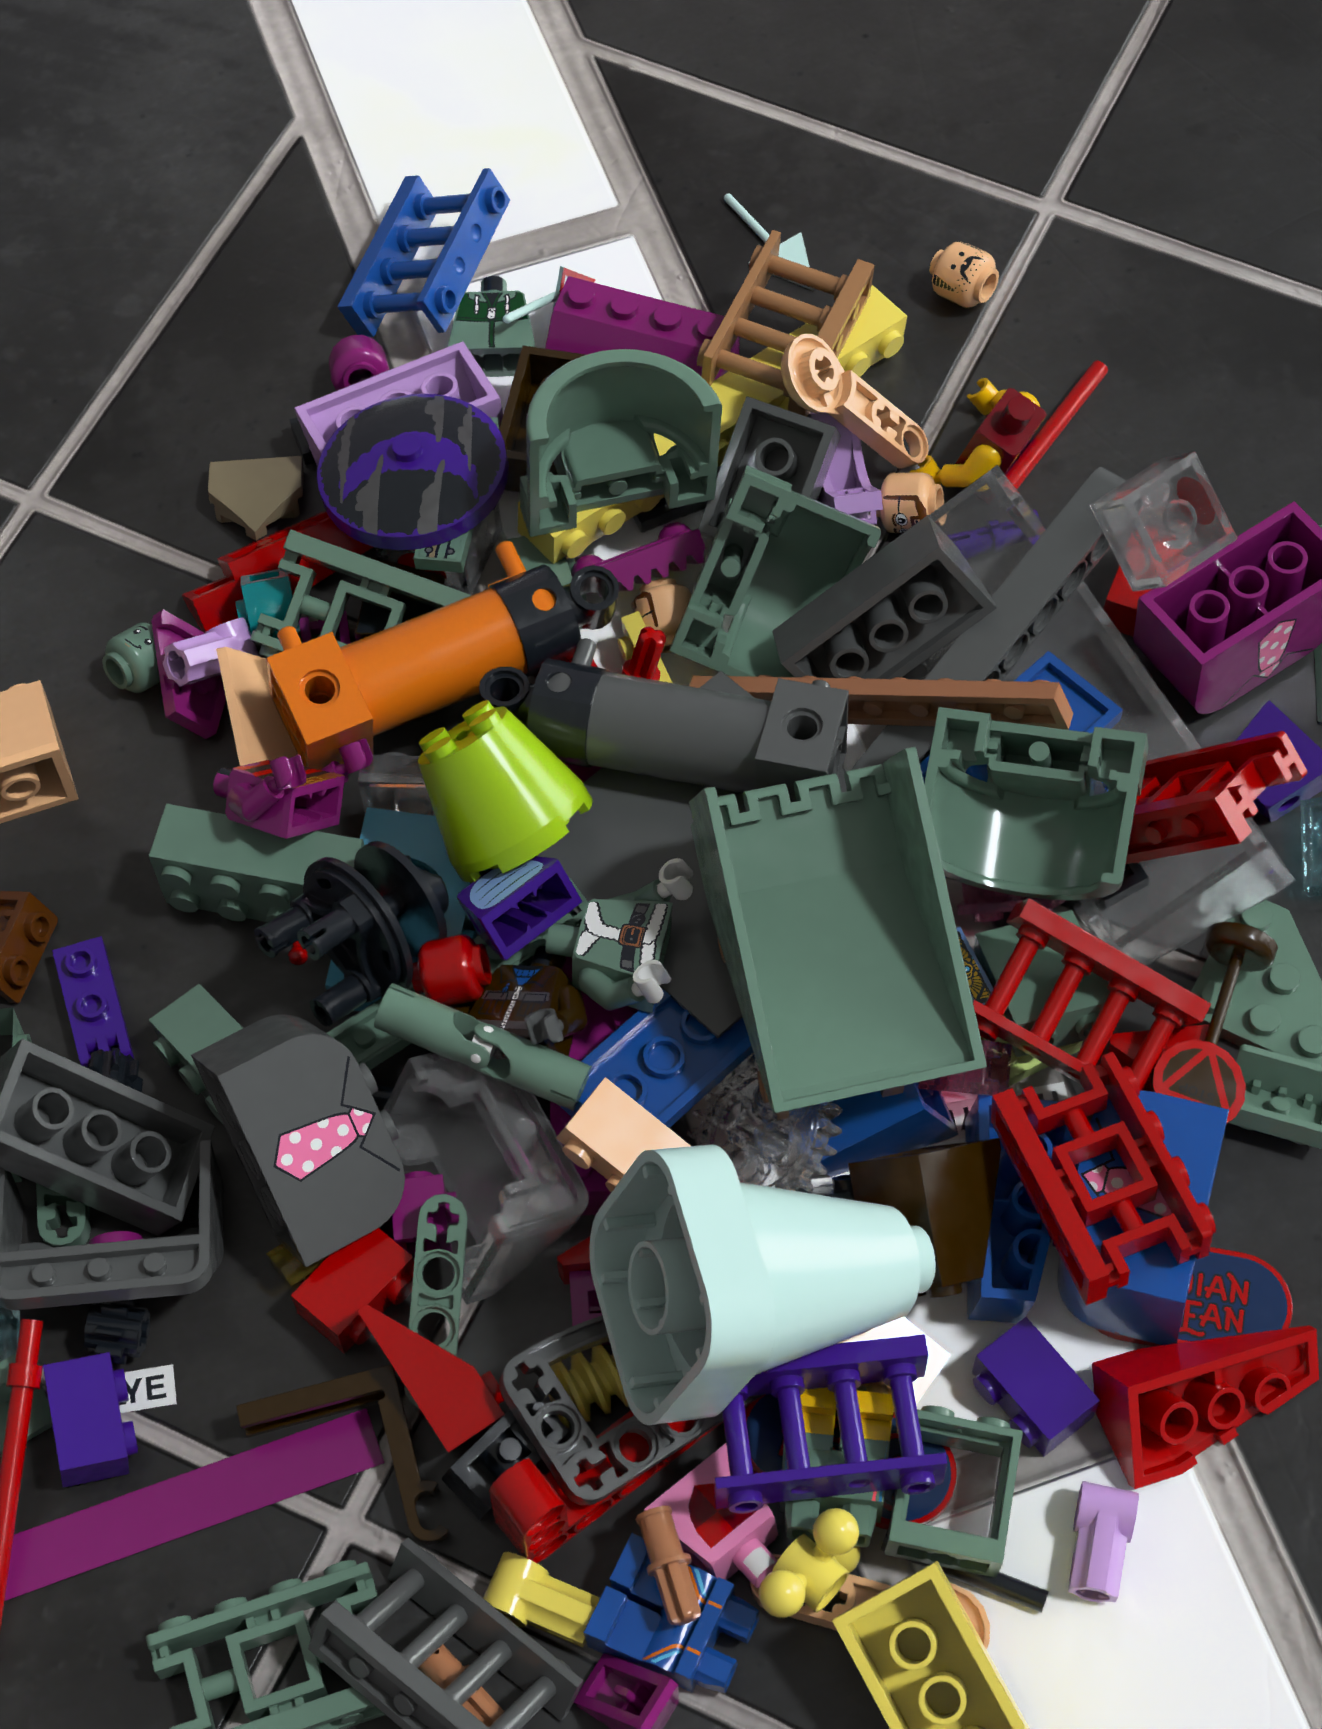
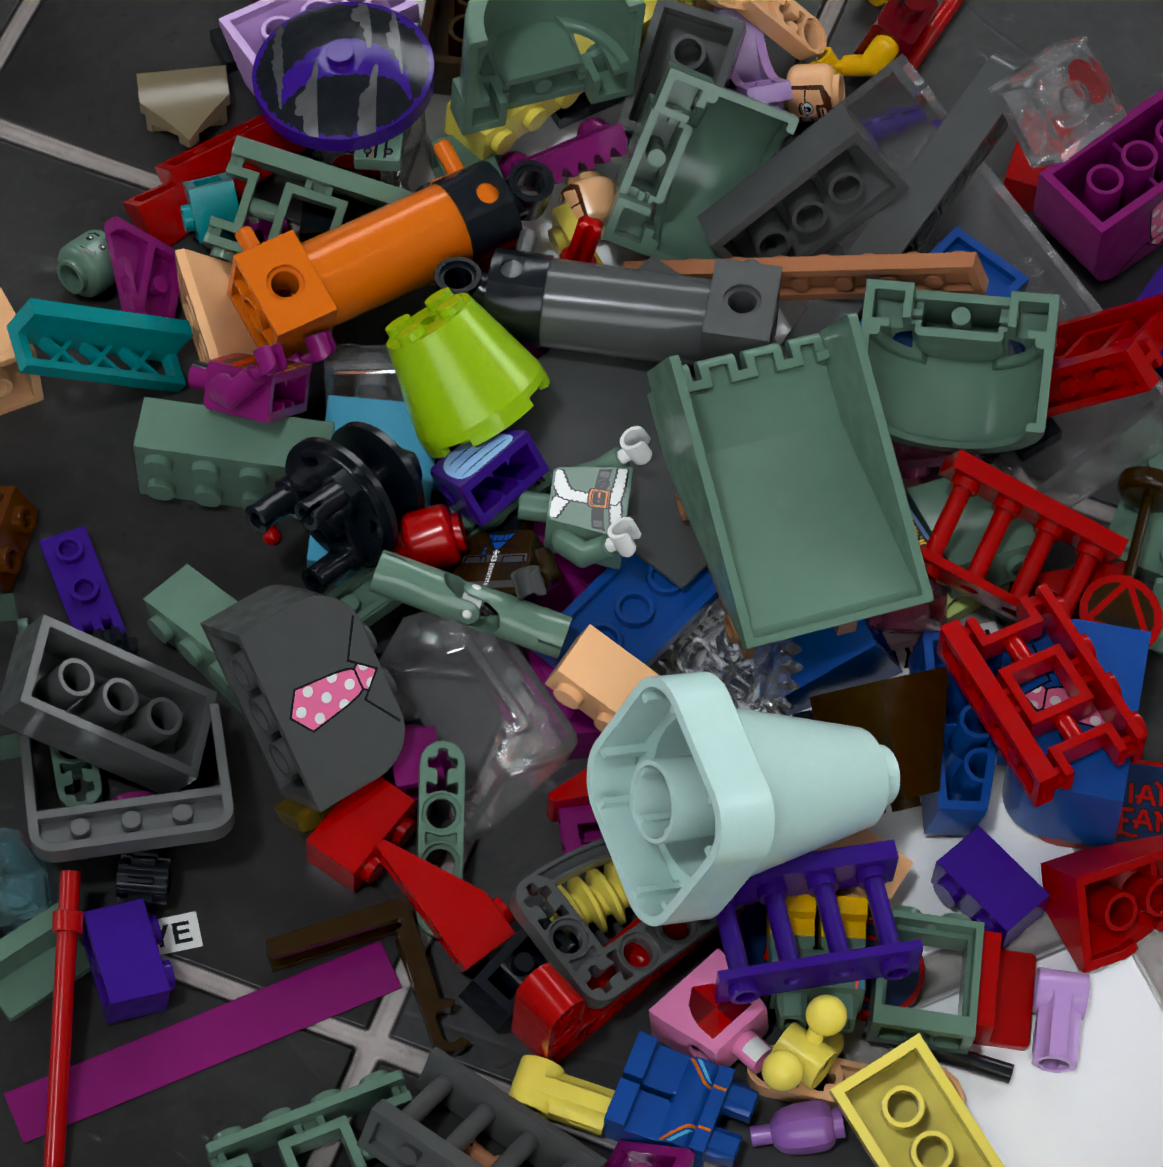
camera: 10 degrees left, 0 degrees up
(128, 734) = (97, 333): none -> teal fence
(197, 657) = (156, 259): lavender piece -> none
(669, 1565) = (677, 1054): nougat axle -> none
(803, 1653) = (801, 1128): none -> medium lavender plant
(1042, 1510) = (1004, 996): none -> red panel

